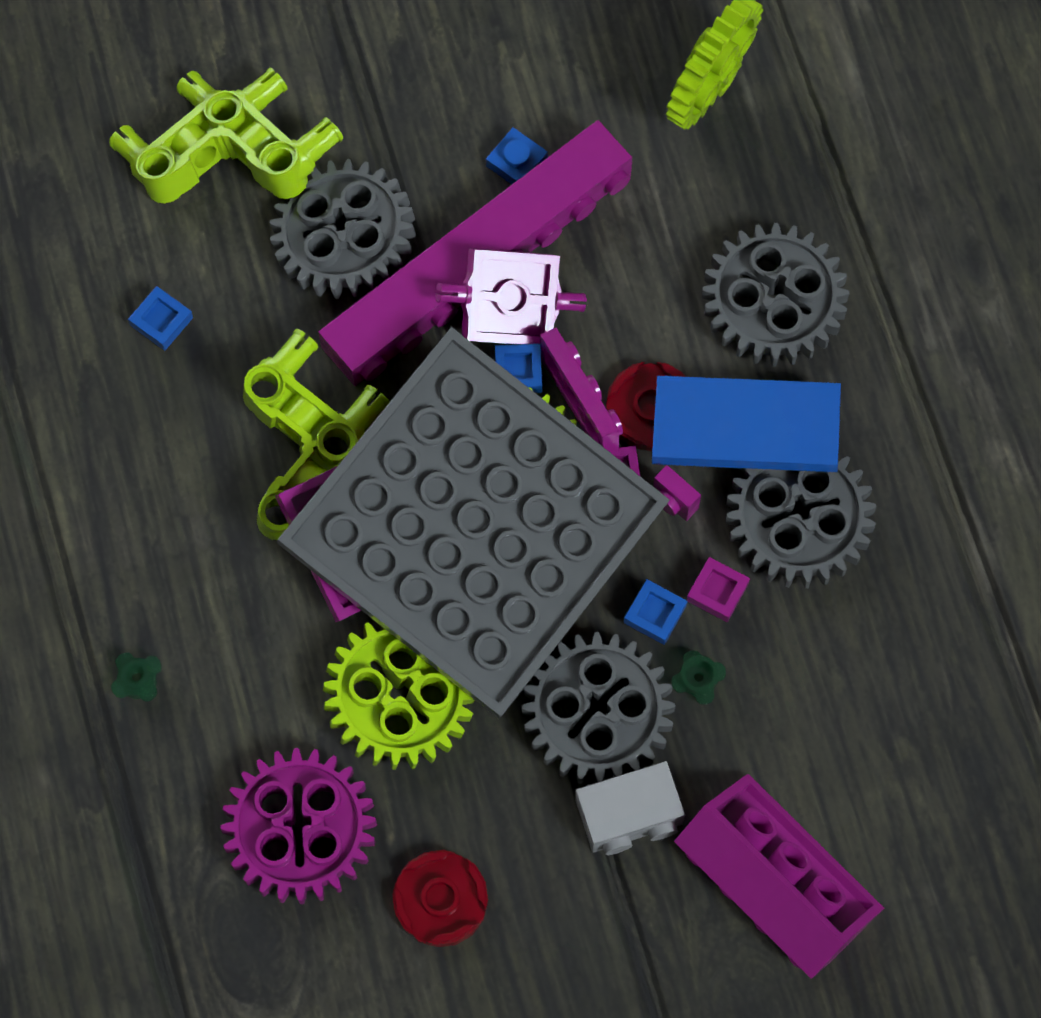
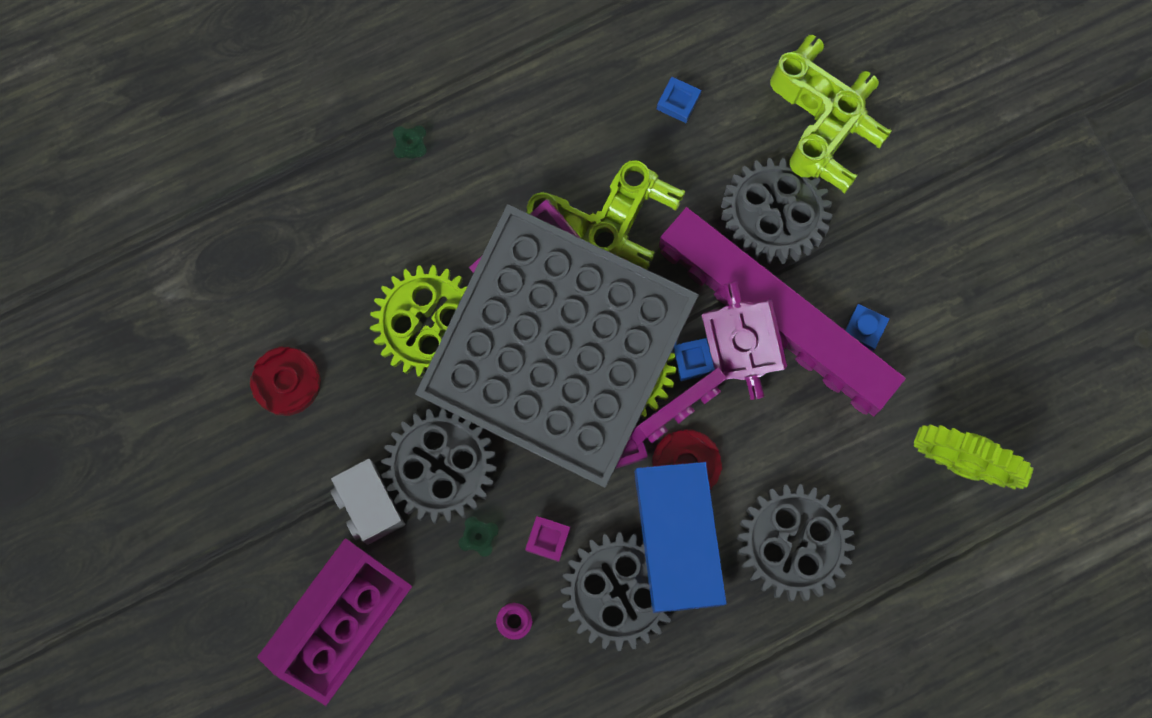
camera: 80 degrees right, 5 degrees up
(257, 828) = (314, 243): magenta gear -> none
(655, 612) = (521, 495): blue plate -> none
(682, 496) = (615, 493): magenta plate -> none
(820, 638) = (505, 613): none -> magenta plate

